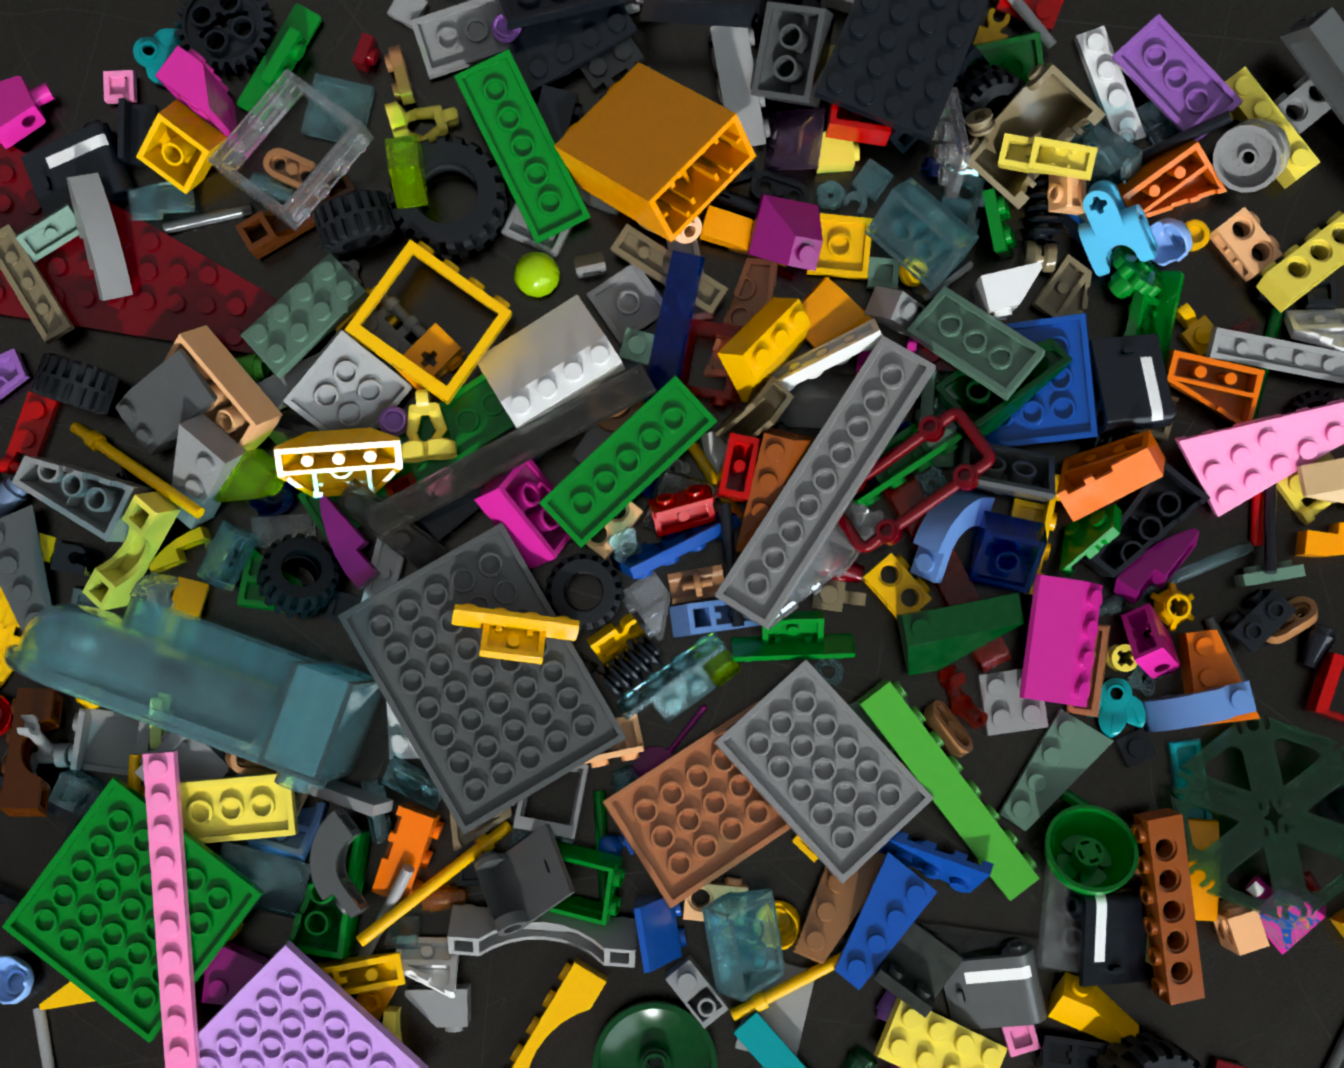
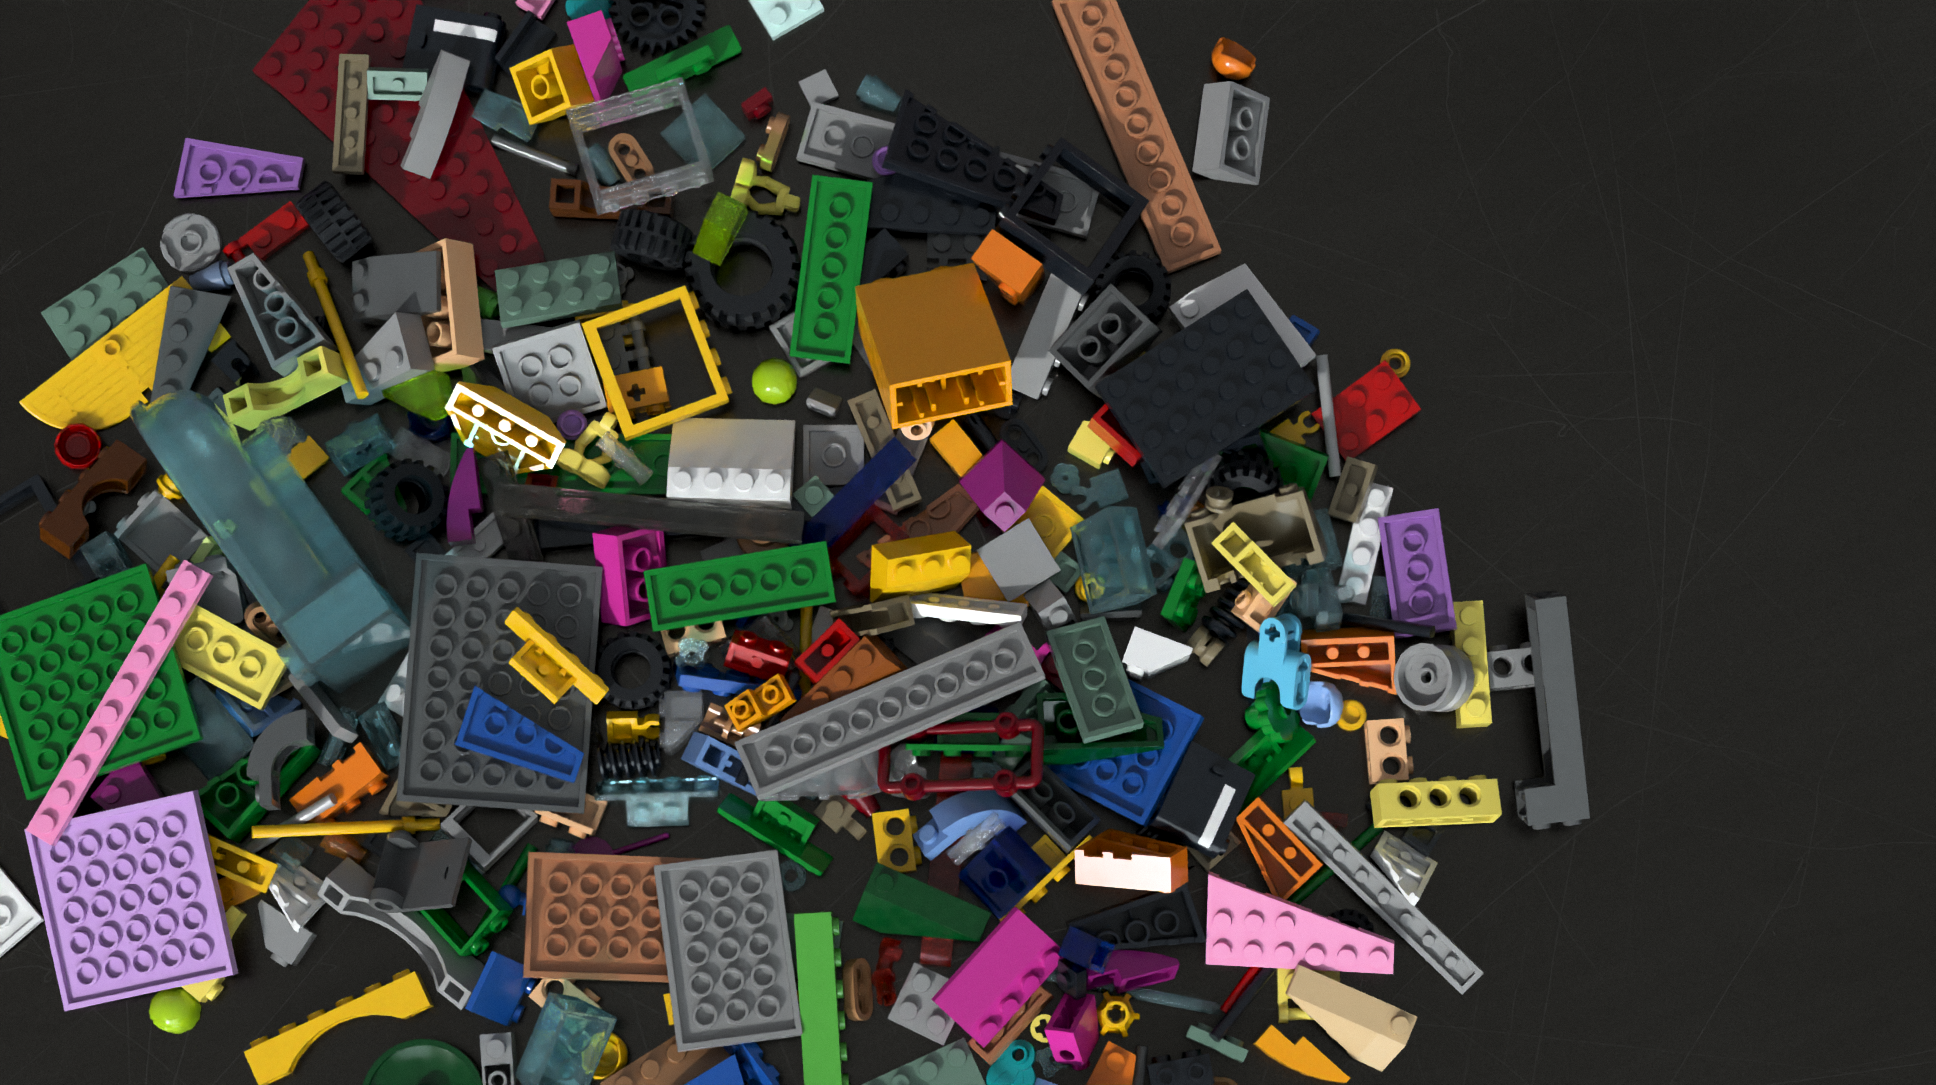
camera: 30 degrees right, 5 degrees down
(47, 752) = (104, 508): light grey brick -> none
(174, 553) = (317, 413): yellow slope -> none
(457, 419) = (624, 458): none -> clear pin
(520, 717) = (513, 738): none -> blue wing
(672, 45) = (1009, 268): none -> orange wedge
(712, 548) = (760, 704): none -> light orange slope
(721, 667) = (703, 811): clear neon green slope -> none
(794, 139) = (1064, 411): clear purple slope -> none
(841, 287) = (1018, 560): none -> light grey tile
(968, 540) = (976, 838): none -> clear pin
(1065, 289) = (1207, 690): dark tan wing -> none
(1075, 47) = (1352, 490): none -> dark tan plate
(1089, 536) = (1081, 905): green wing -> none
(1122, 601) = (1071, 978): none -> black plate
(1124, 571) = (1086, 949): none -> clear blue brick

